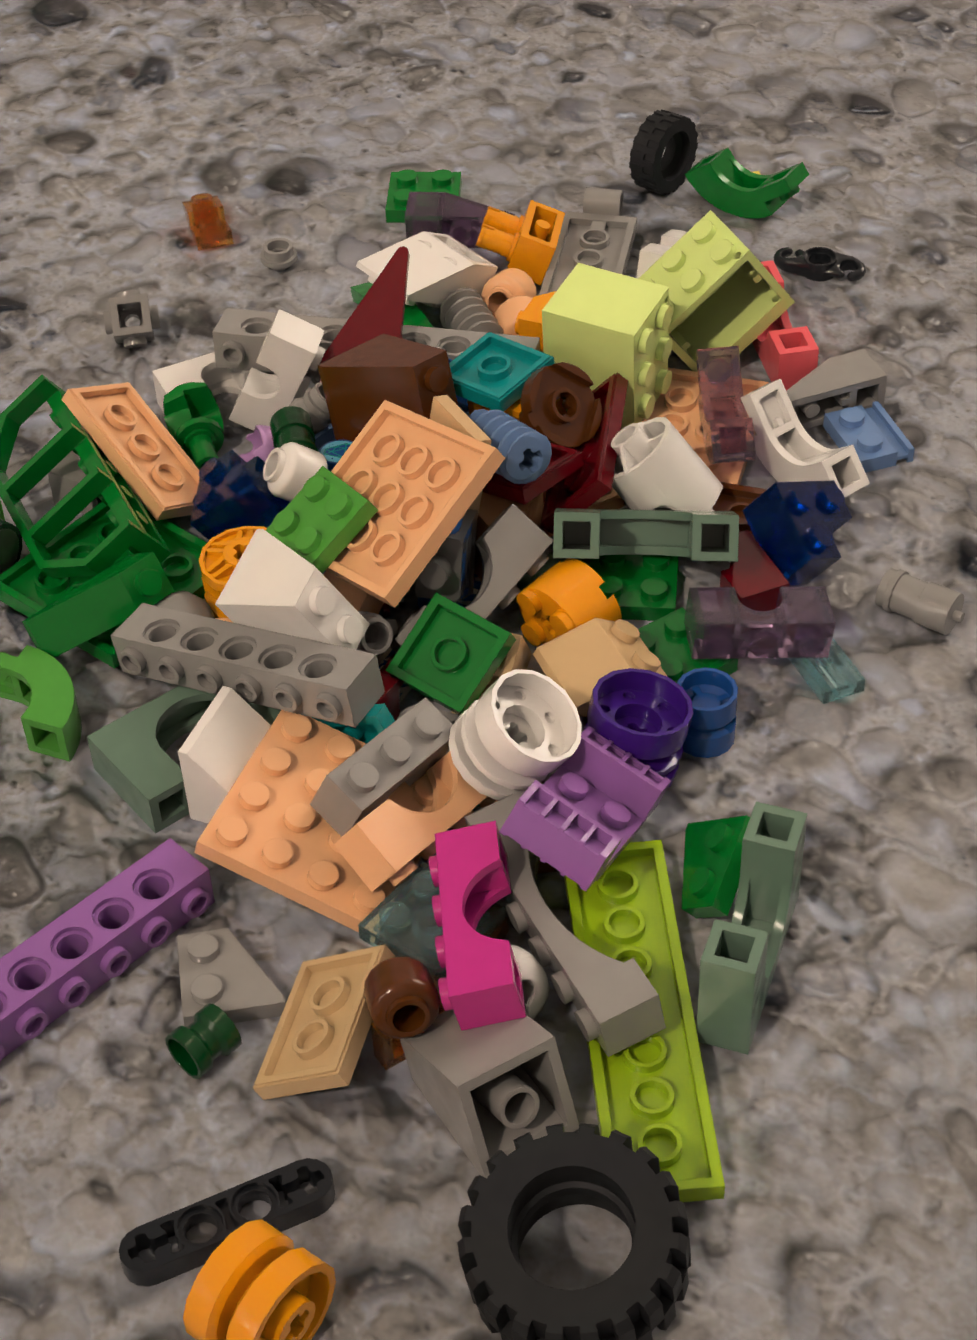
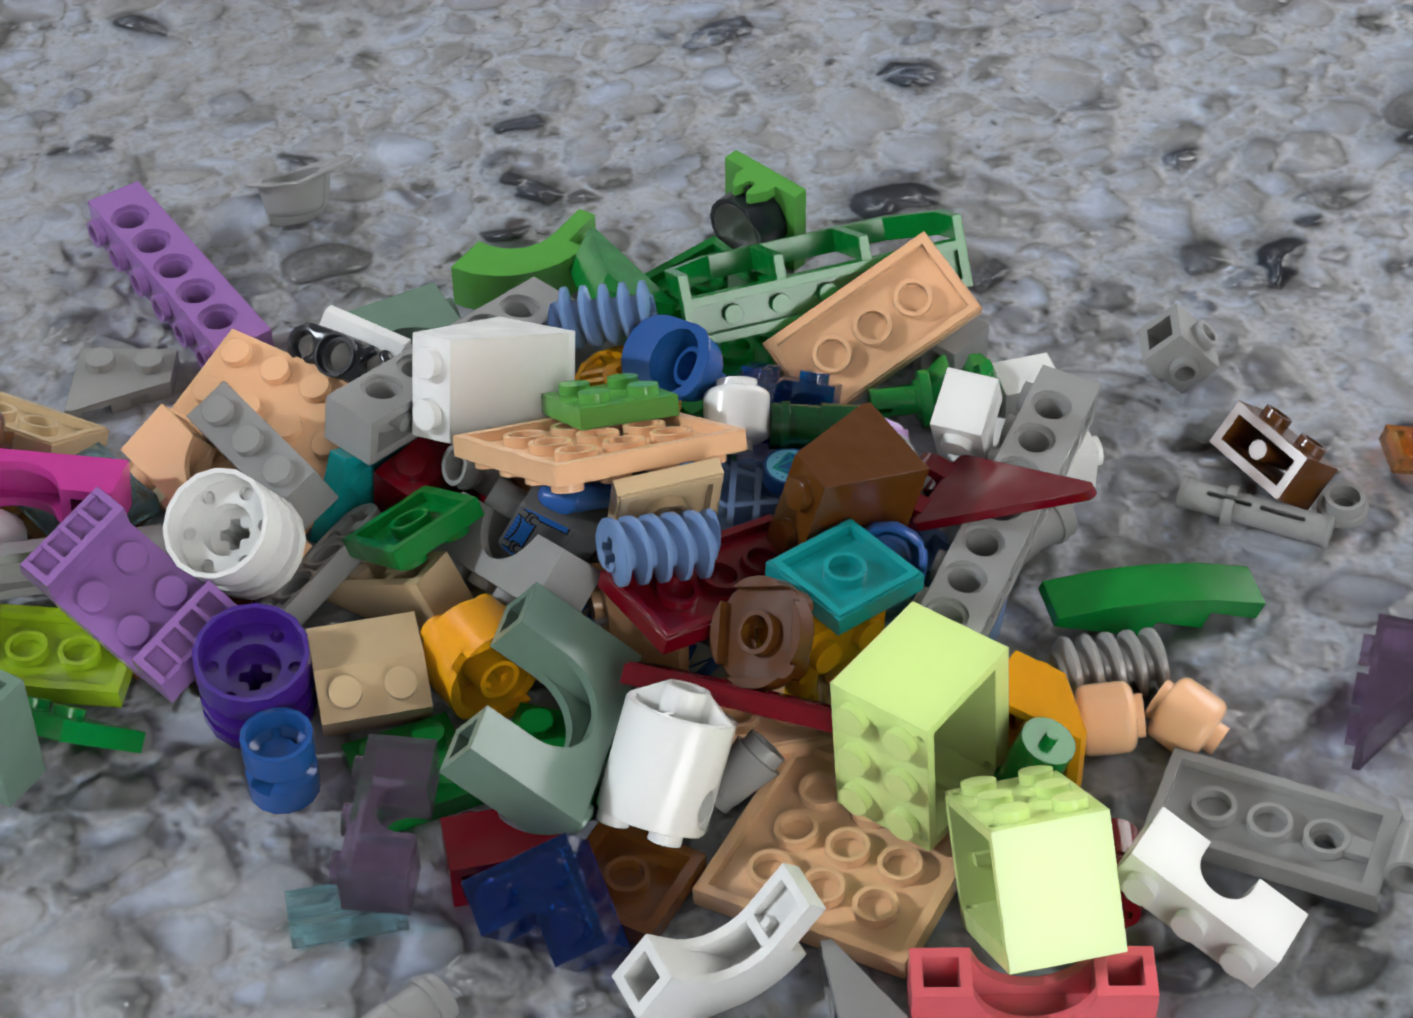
camera: 100 degrees right, 0 degrees up
(182, 563) = (603, 316): none -> medium blue piece
(203, 1041) = (43, 355): dark green wheel -> none
(222, 751) = (324, 343): none -> black piece
(249, 269) = (1273, 455): none -> reddish brown brick
(249, 499) = (674, 355): none -> blue piece
(300, 269) = (1254, 511): none -> light grey pin
(435, 267) = (1213, 610): white slope -> none
(524, 240) = (1302, 746): light orange brick -> none
(723, 418) = (743, 856): arch -> none

